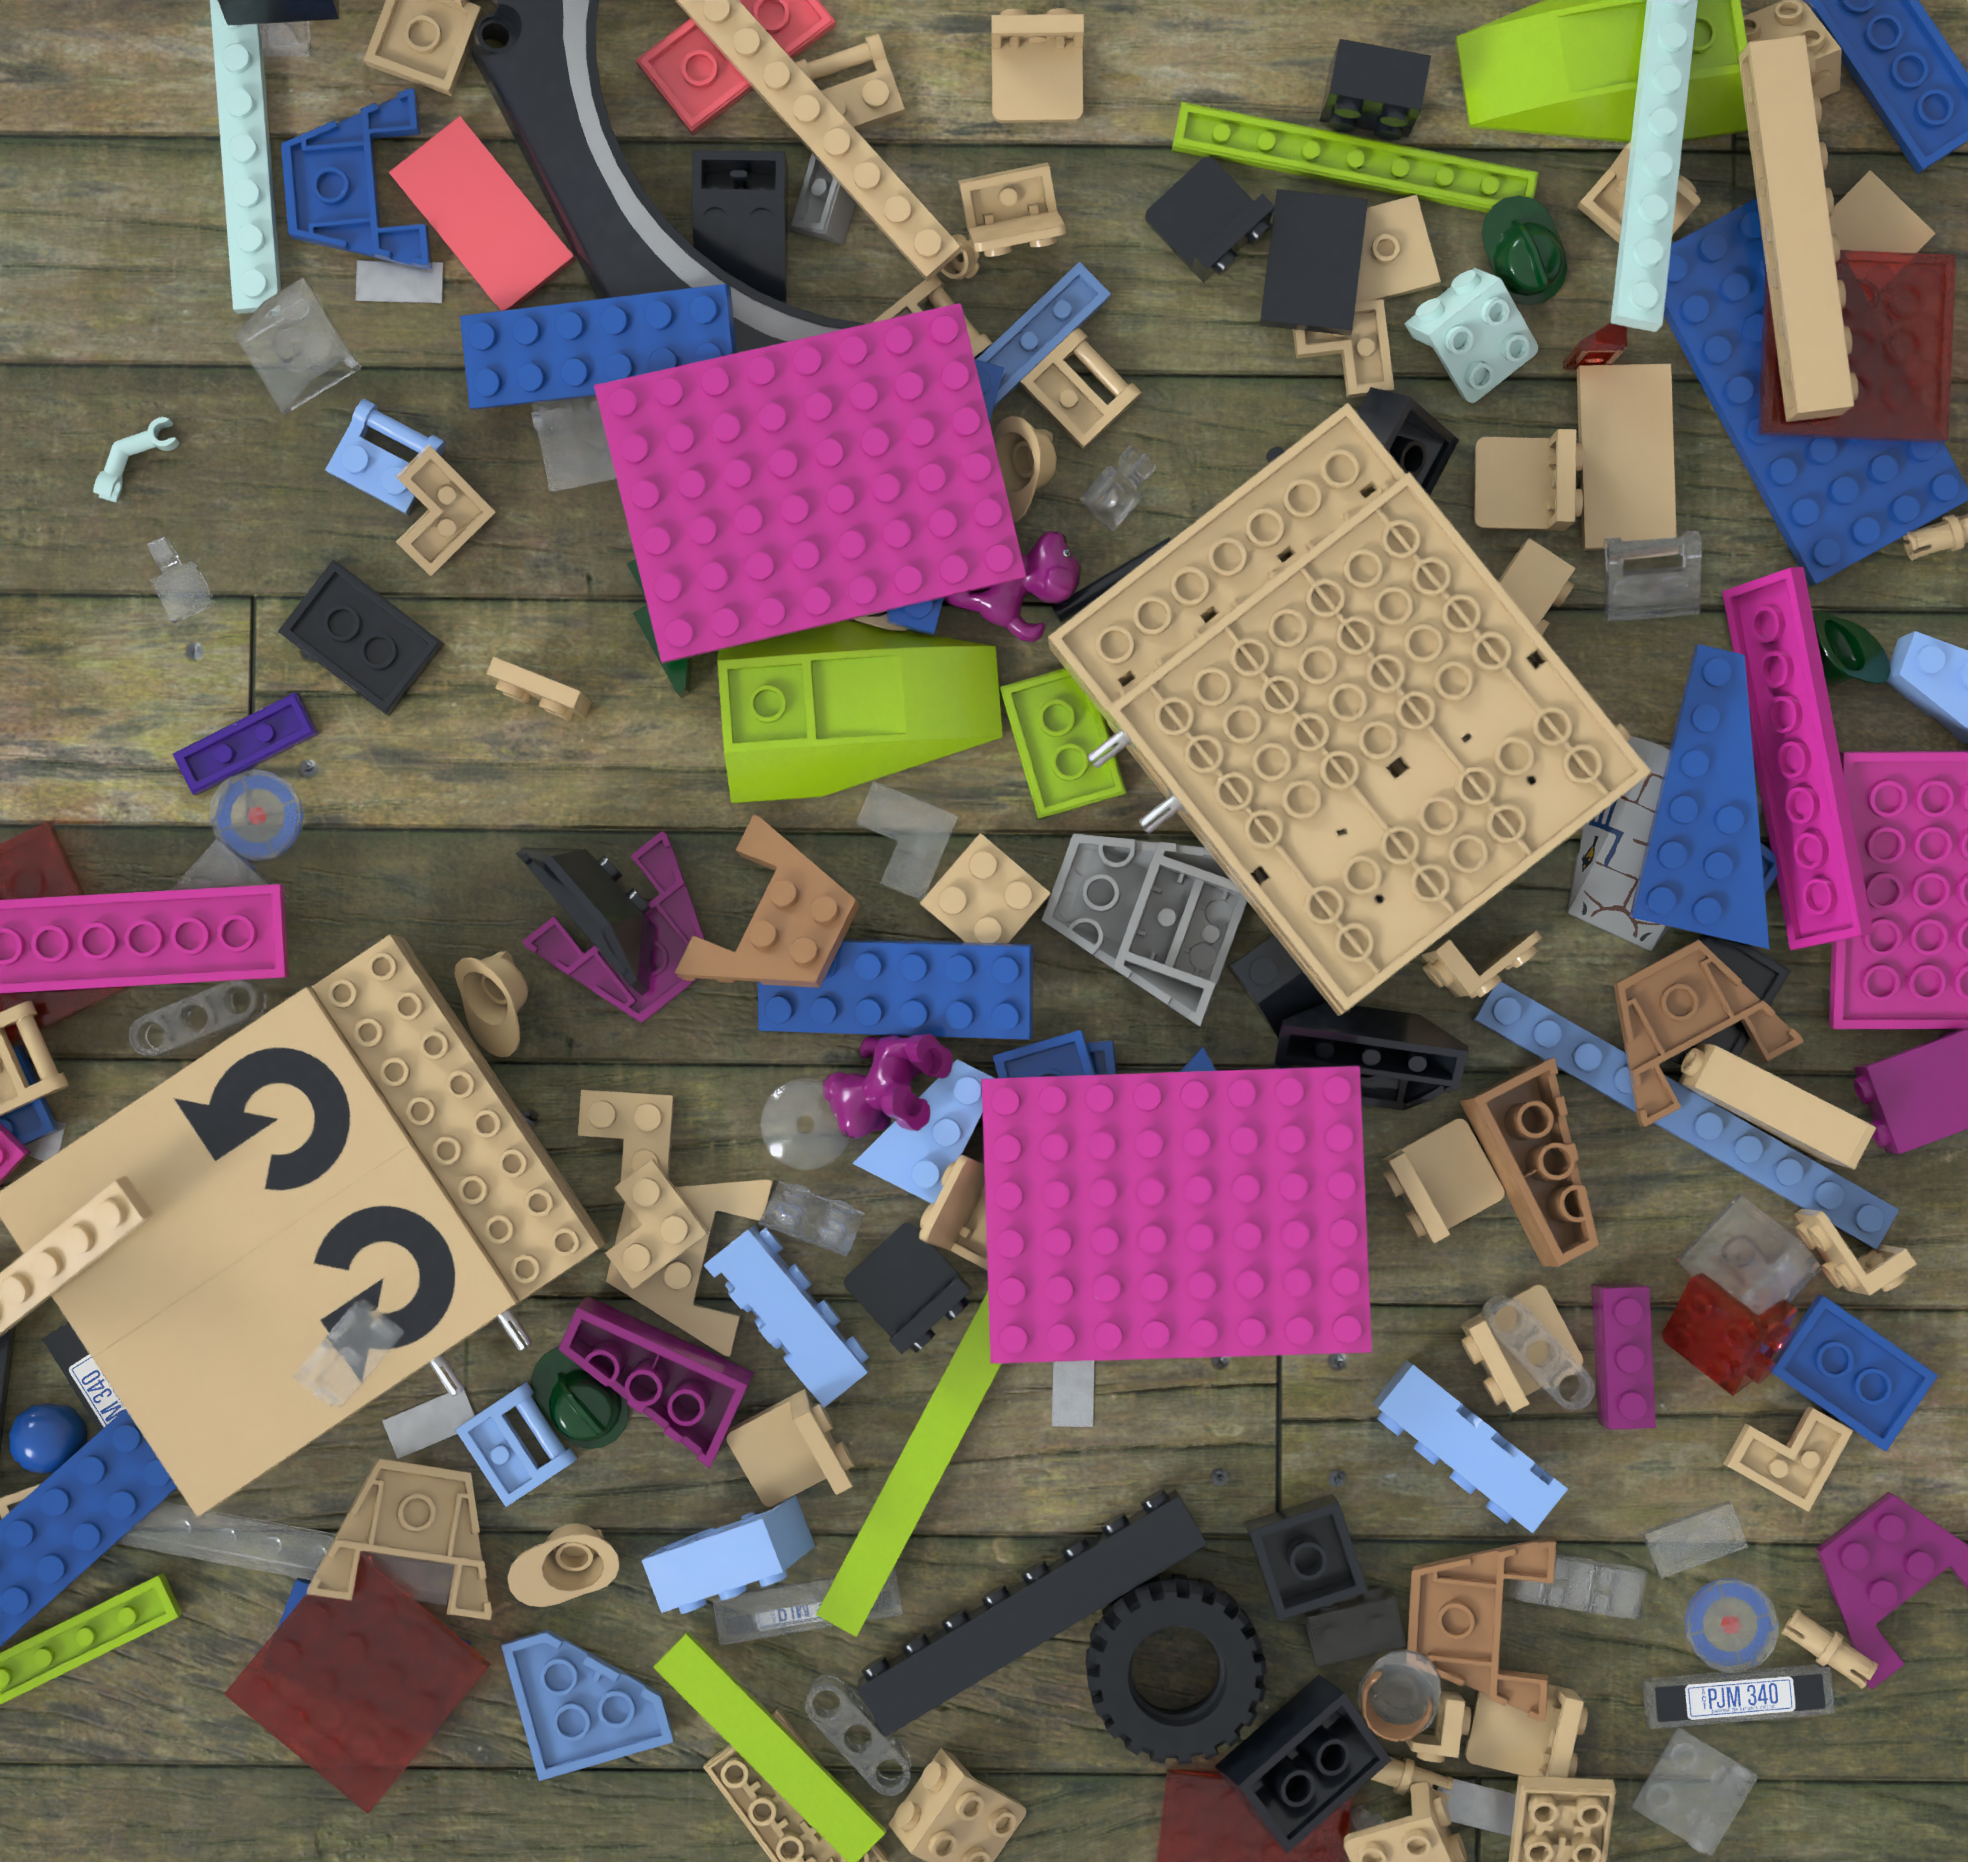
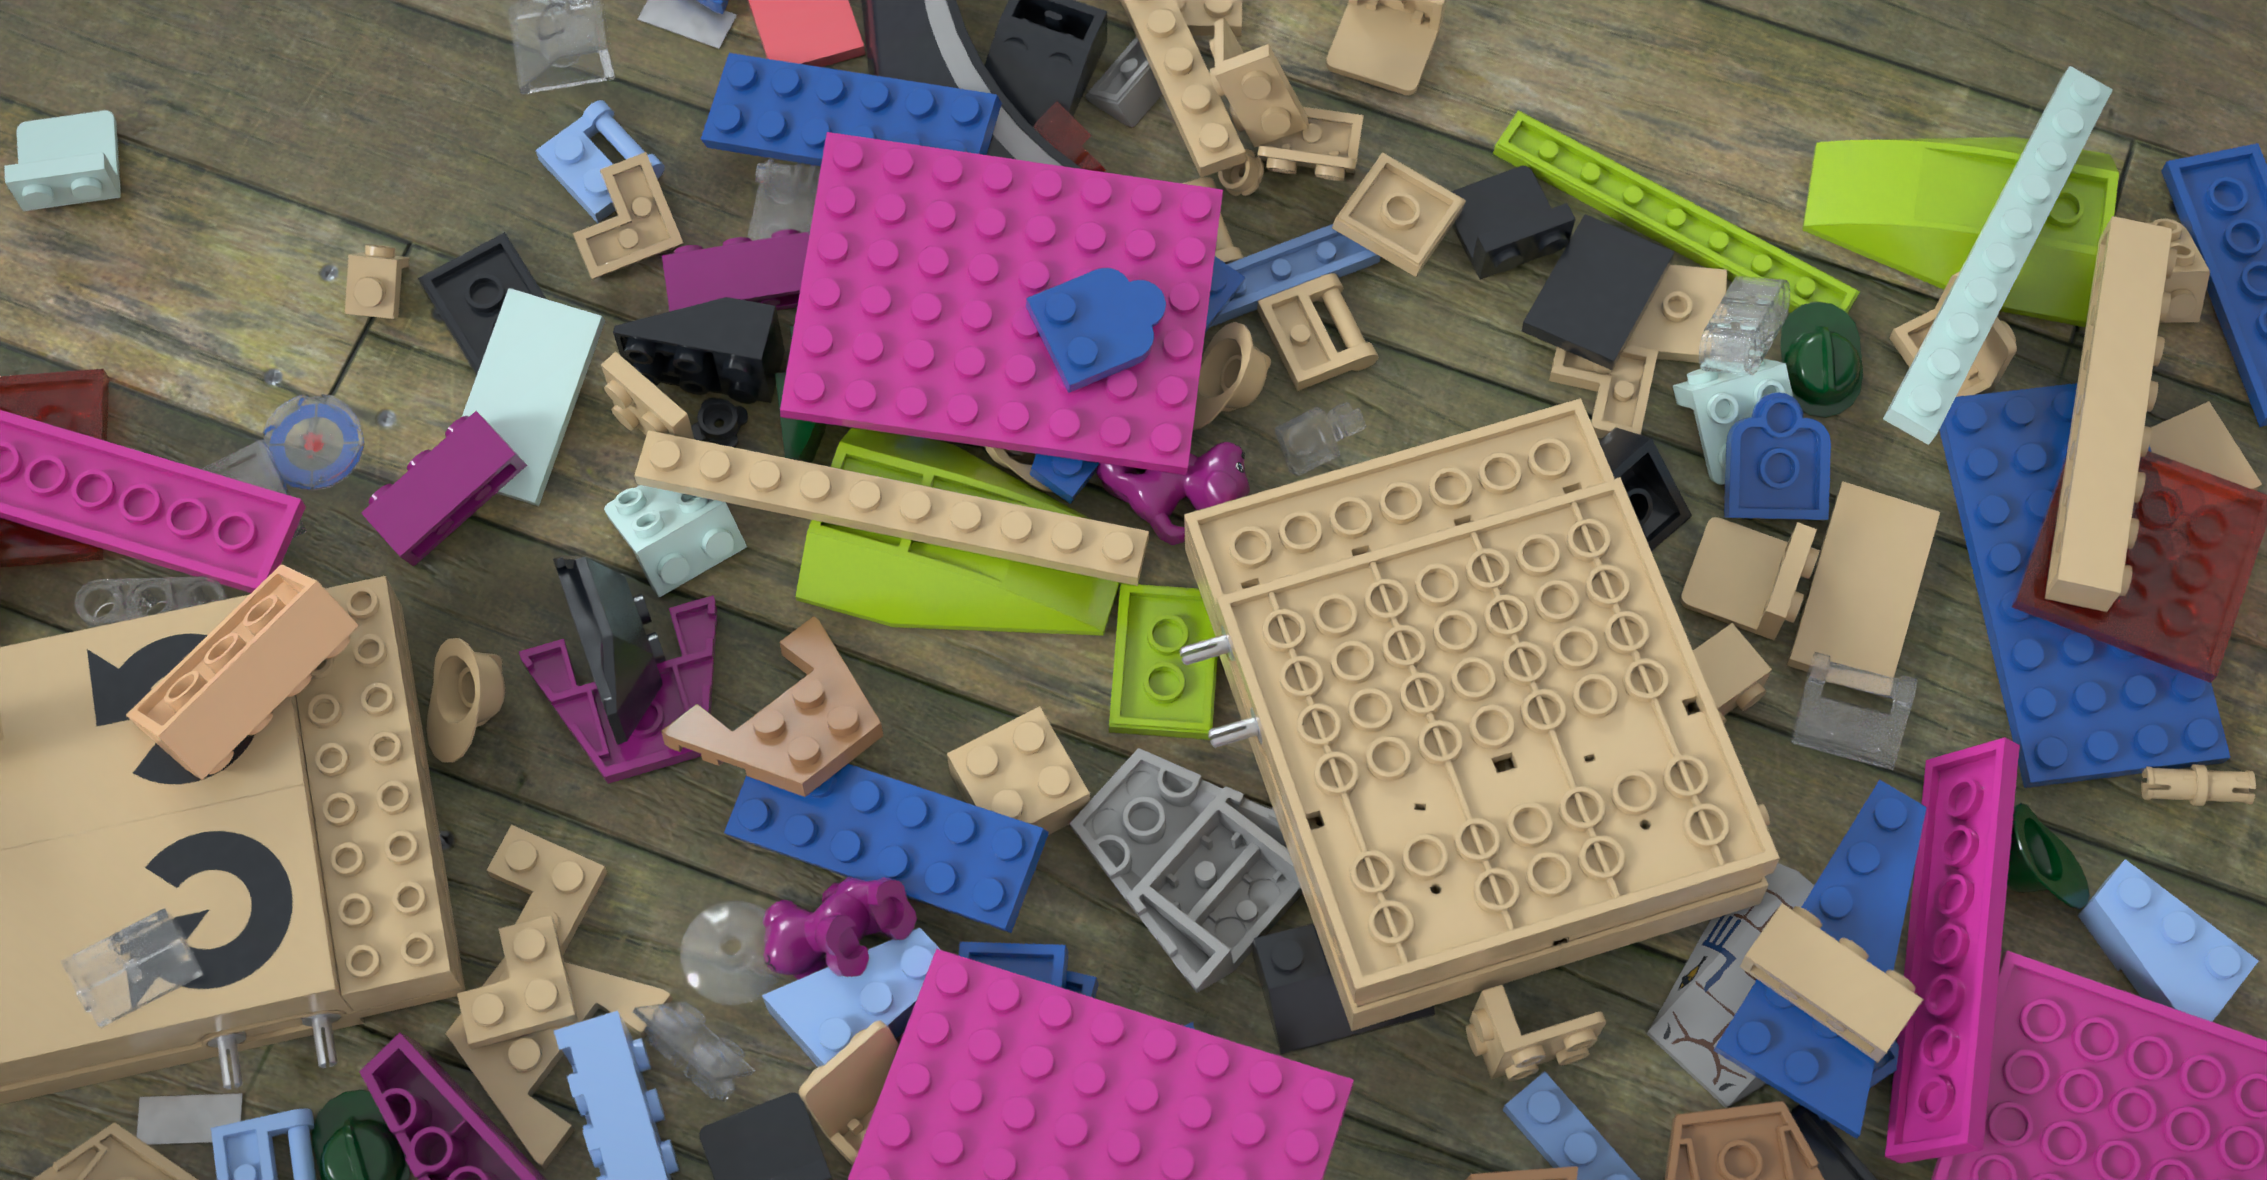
camera: 20 degrees right, 20 degrees down
(110, 481) = (326, 90): light aqua arm -> none
(181, 586) = (346, 208): clear plate -> none
(242, 649) = (374, 282): none -> tan bracket
(245, 743) = (336, 371): dark purple tile -> none
(316, 1074) = (244, 671): none -> light nougat slope
(392, 822) = (443, 488): none -> magenta brick
(422, 711) = (533, 382): none -> light aqua tile
(559, 528) = (741, 269): none -> magenta brick
(570, 607) = (708, 347): none -> black slope
(589, 658) = (716, 410): none -> black plate
(600, 777) = (674, 533): none -> light aqua bracket
(787, 707) = (892, 507): none -> tan plate
(793, 286) = (1067, 136): none -> clear red plate
(903, 480) = (1097, 324): none -> blue plate
(920, 835) = (976, 691): clear plate -> none
(944, 182) = (1256, 89): none -> tan bracket
(1114, 251) = (1399, 214): none -> tan plate
(1374, 89) = (1715, 153): black brick -> none
(1398, 1053) = (1399, 1110): black wedge -> none
(1453, 252) = (1744, 325): none -> clear beam
(1520, 372) = (1777, 463): none -> blue plate
(1598, 348) = (1866, 460): clear red slope -> none
(1714, 838) = (1831, 981): none -> tan brick

